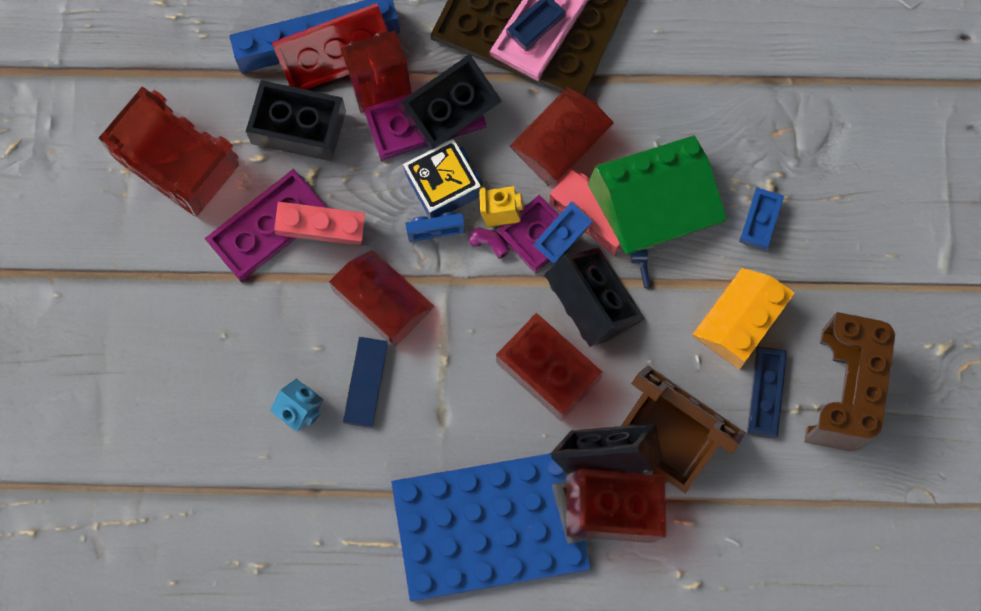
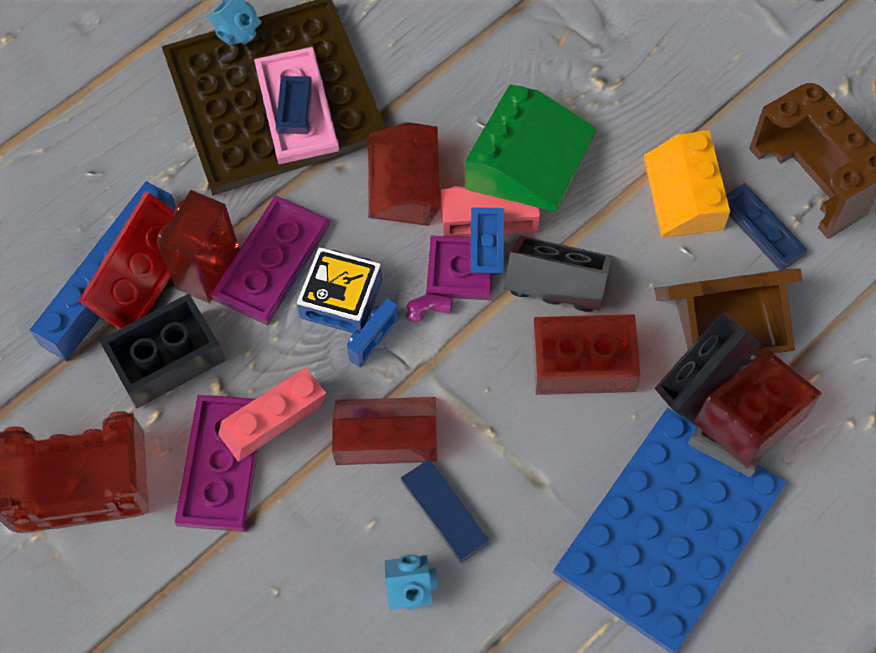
camera: 45 degrees left, 10 degrees down
(449, 102) = (285, 222): black slope -> none
(500, 206) = (411, 267): yellow brick -> none
(641, 258) = (564, 212): dark blue hand -> none
(761, 219) = (620, 107): blue plate -> none

